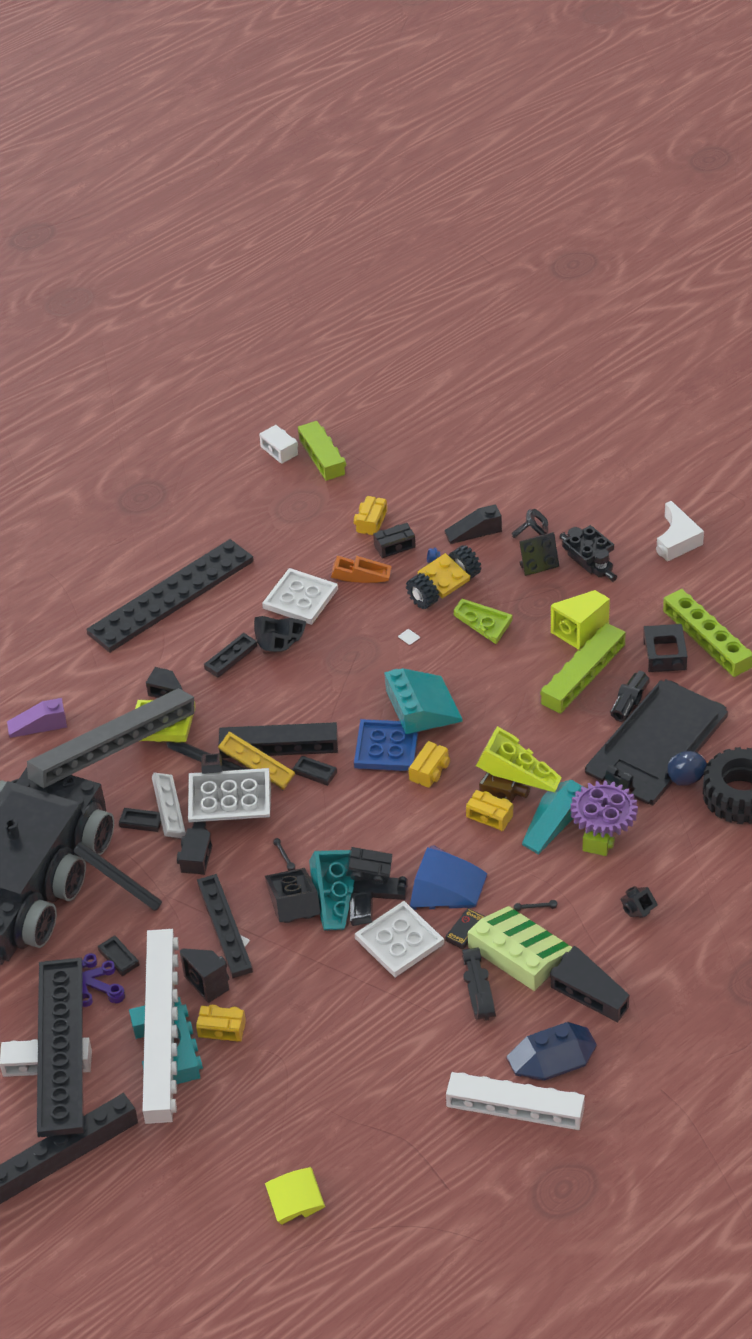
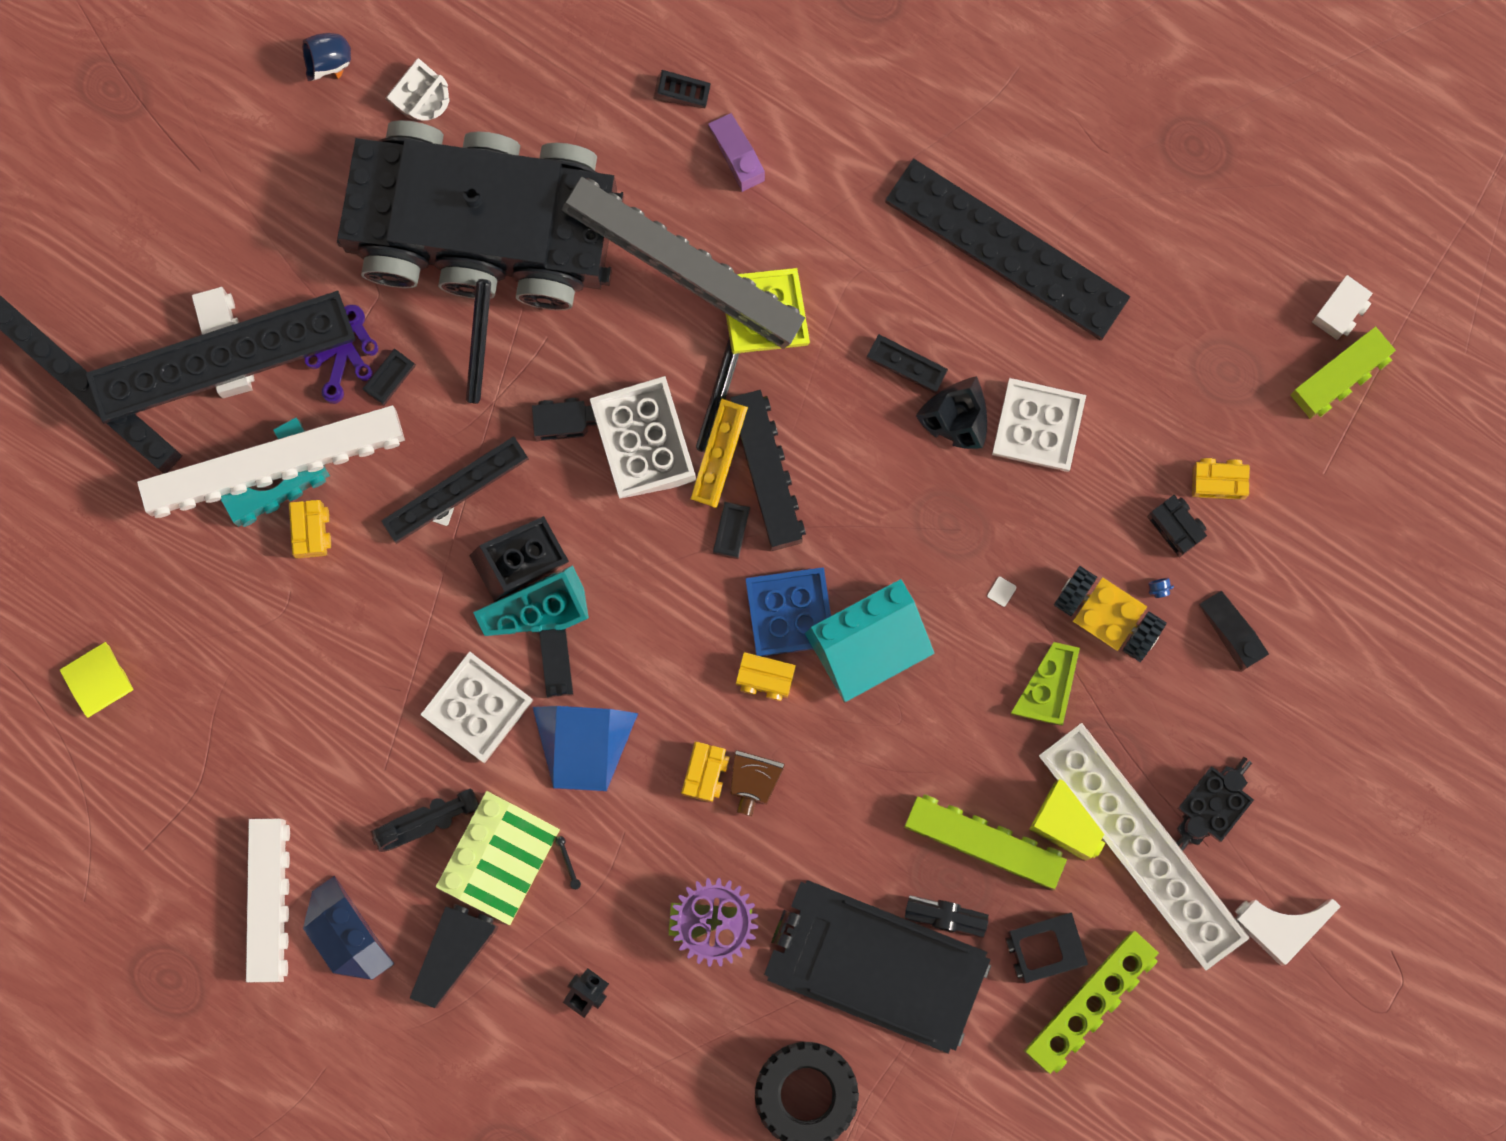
camera: 75 degrees right, 35 degrees up
(140, 820) = (603, 336): black tile -> none
(161, 682) = (832, 294): black slope -> none
(168, 805) = (630, 363): white tile -> none
(205, 972) = (365, 490): black slope -> none
(211, 763) = (692, 399): black tile -> none
(290, 866) = (569, 543): black hinge -> none
(360, 570) = (1107, 494): orange slope -> none
(361, 908) = (512, 649): black tile -> none
(369, 865) = (563, 644): black brick -> none
(459, 933) = (512, 784): black tile -> none
(510, 761) = (771, 786): neon yellow wedge -> none
(530, 521) = (1247, 711): black piece -> none
(539, 554) = (1185, 738): black hinge -> none
(551, 816) = (718, 853): teal wedge -> none
(617, 583) = (1145, 847): none -> white plate
(686, 768) = (820, 1017): dark blue piece -> none

